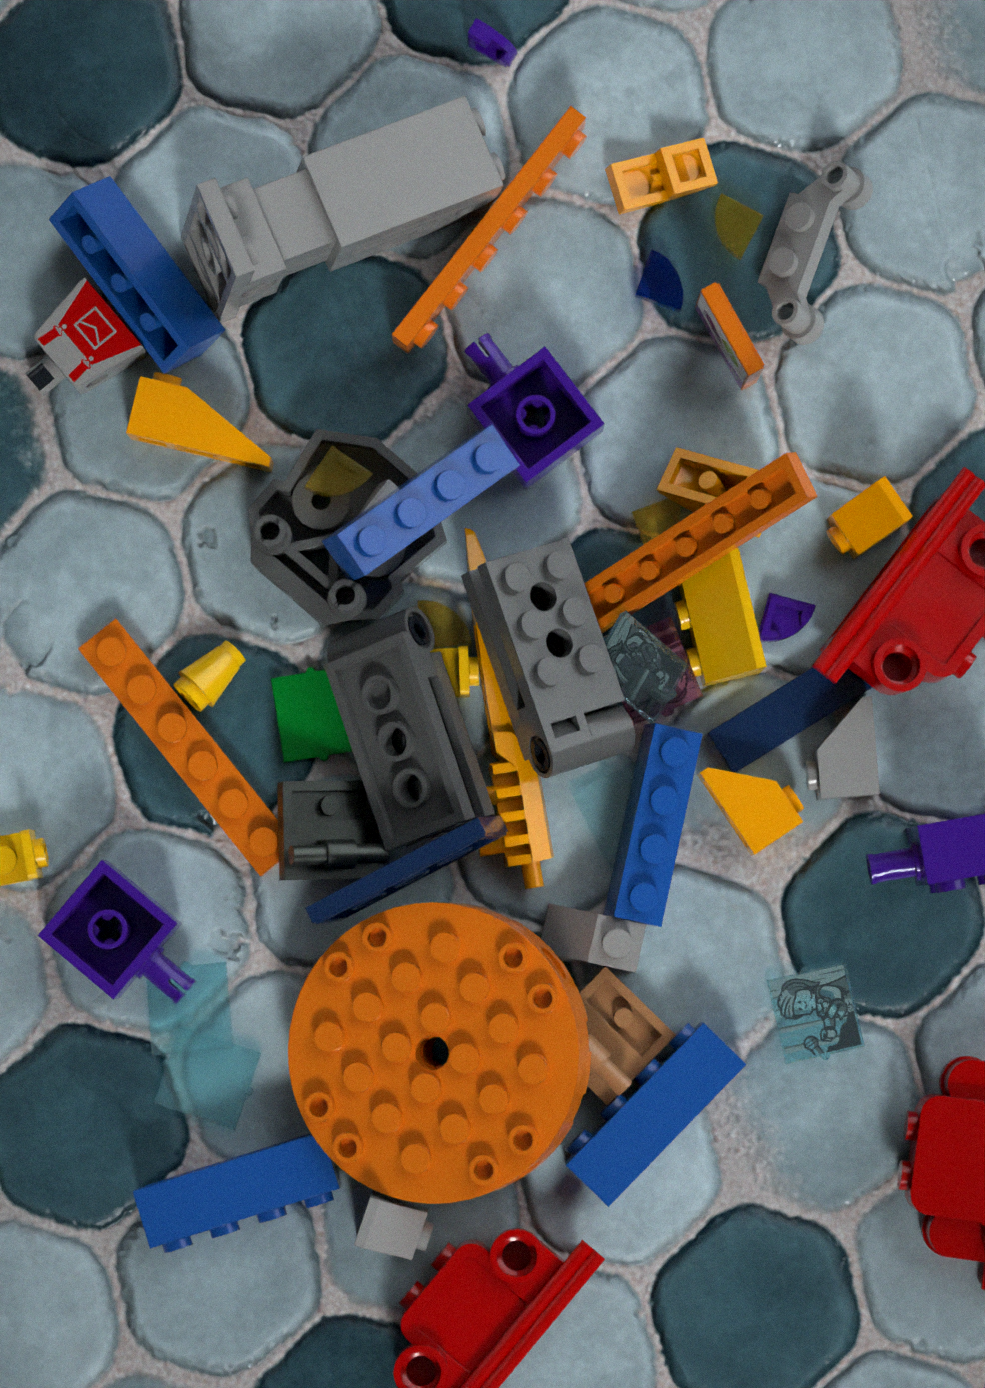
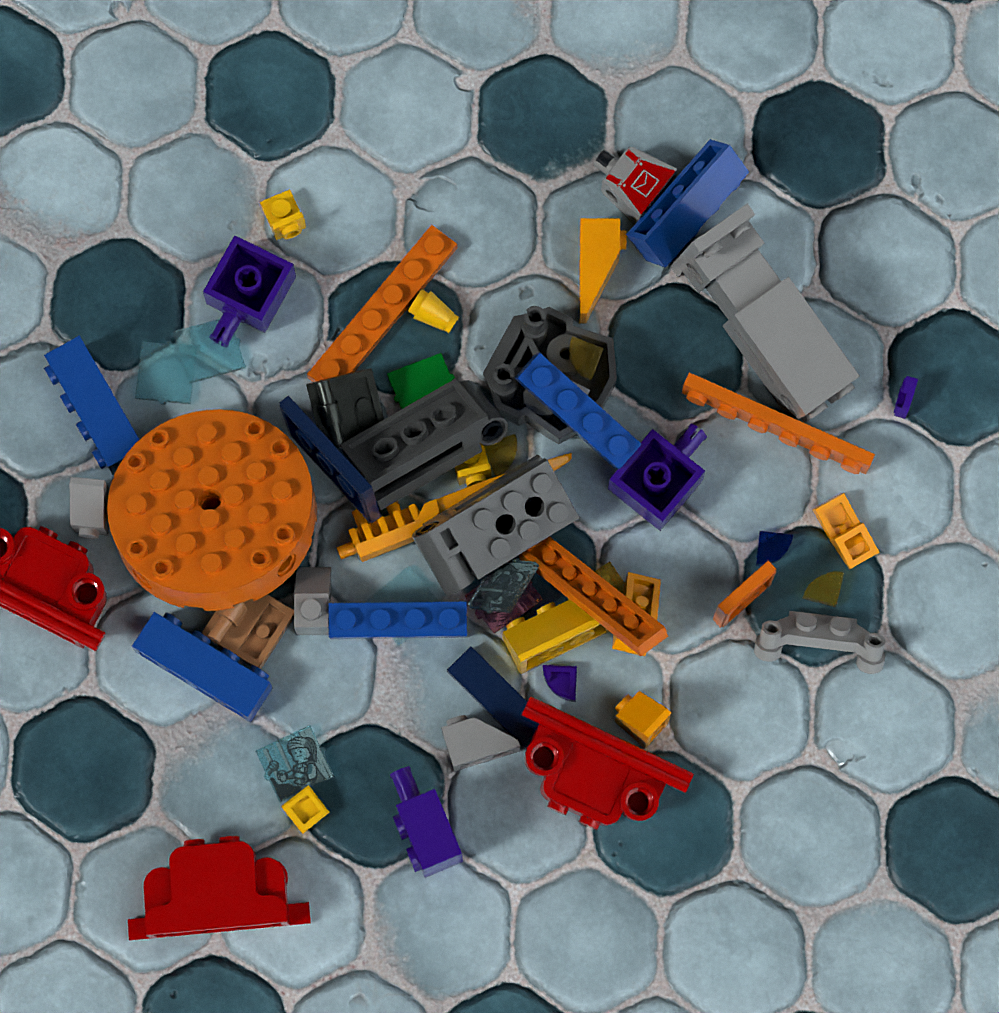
camera: 80 degrees right, 10 degrees down
(753, 806) = (425, 687): light orange slope -> none
(884, 1012) = (305, 809): none -> yellow tile

